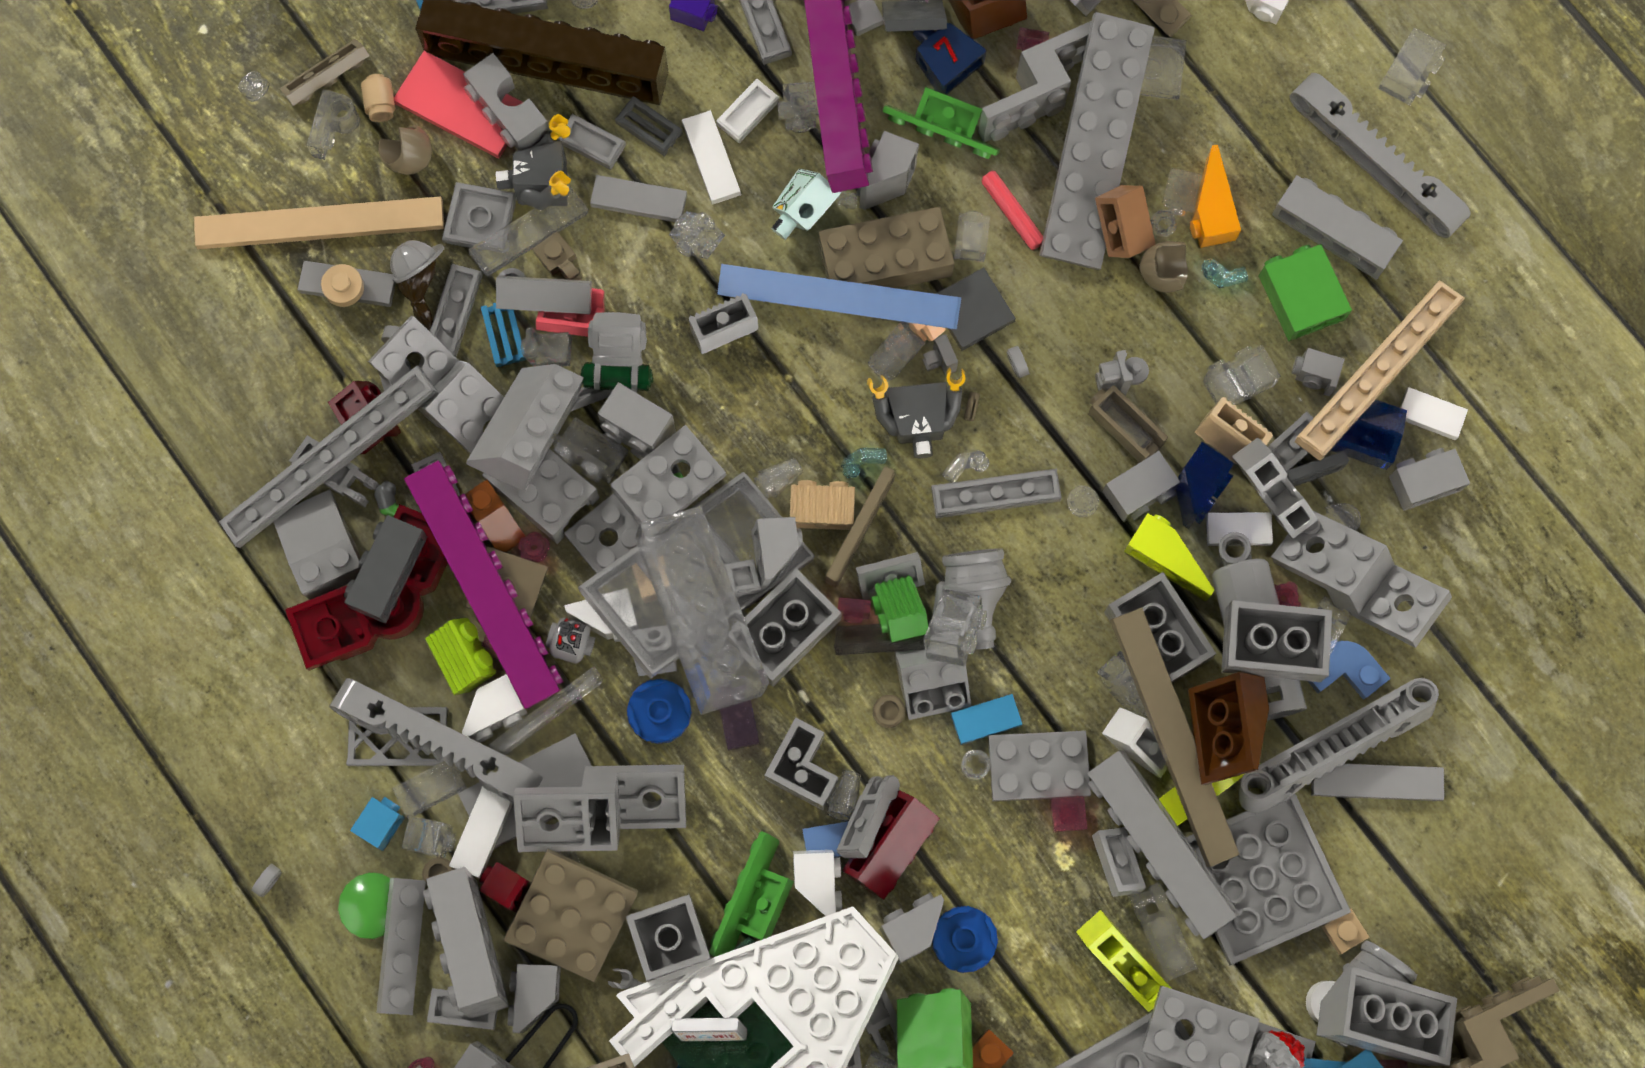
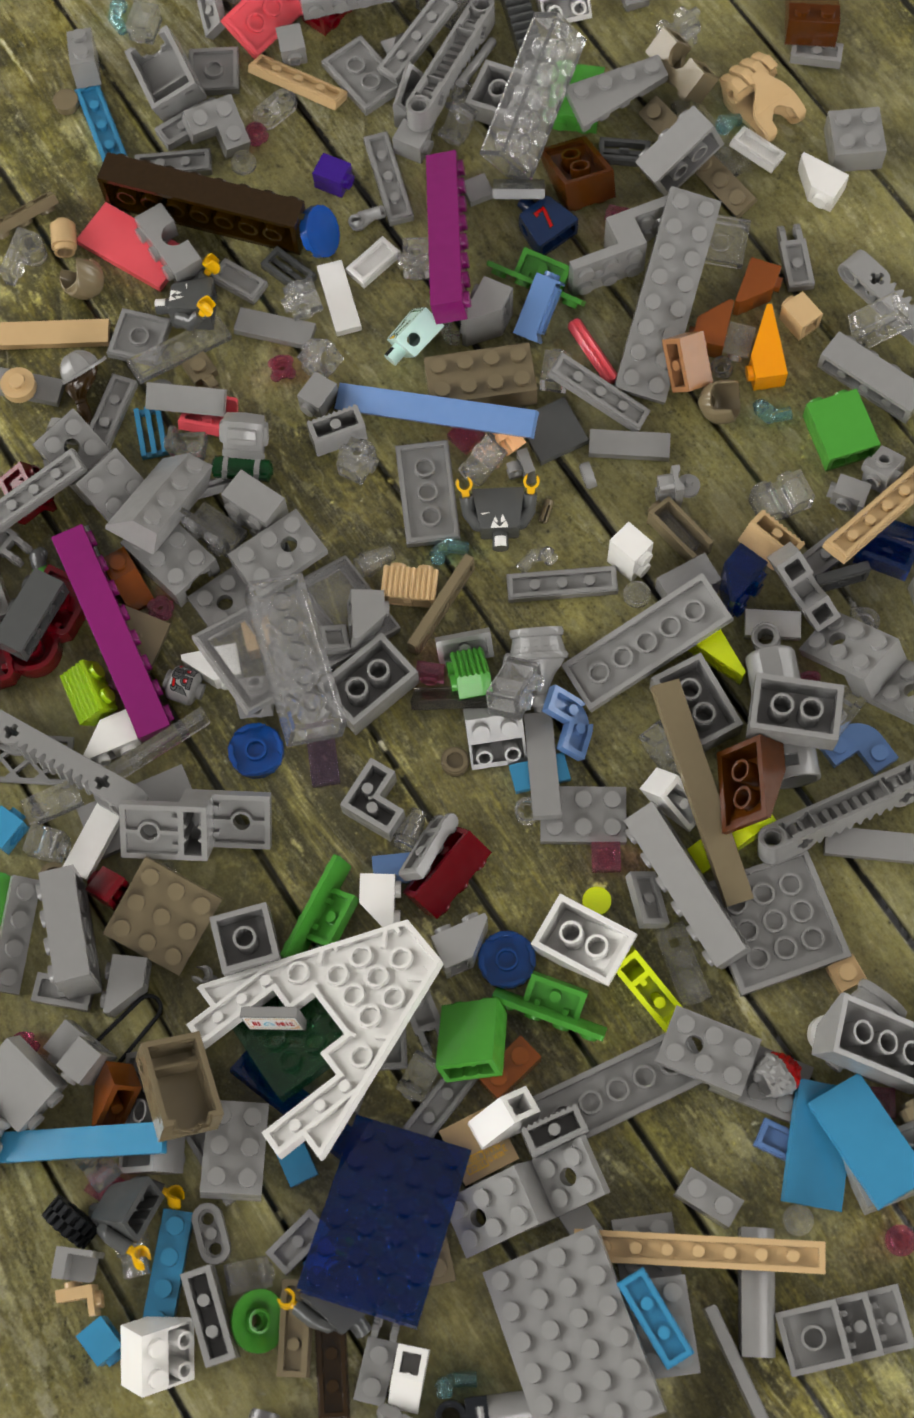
camera: 10 degrees right, 5 degrees down
(651, 239) = (281, 361): none -> clear pink plate
(669, 163) = (301, 299): none -> clear brick
(683, 78) = (319, 231): none -> blue tile
(696, 281) = (317, 395): none -> light grey brick
(733, 56) = (363, 218): none -> light grey arm
(749, 357) = (357, 460): none -> clear brick
(833, 392) = (427, 493): none -> light grey tile
(871, 326) = (465, 439): none -> clear pink plate
(948, 161) = (539, 306): none -> medium blue window
(990, 714) = (542, 766): none -> light grey tile
(1021, 987) = (553, 1002): none -> bright green bracket
(1024, 262) = (598, 392): none -> light grey tile
(1025, 667) = (576, 728): none -> medium blue plate
(1053, 917) = (583, 940): none -> white slope
(1061, 865) = (597, 899): none -> neon yellow tile
(1062, 321) = (629, 445): none -> light grey tile
(1074, 455) = (630, 552): none -> white brick
(1100, 562) = (647, 642): none -> light grey plate
(1153, 175) = (715, 327): none -> dark orange slope
(1199, 121) = (757, 285): none -> dark orange slope
(1240, 86) = (795, 260): none -> light grey hinge
(1249, 155) = (800, 315): none -> tan brick
(1342, 160) = (879, 321): none -> clear hinge
(1355, 339) = (883, 468): none -> light grey brick

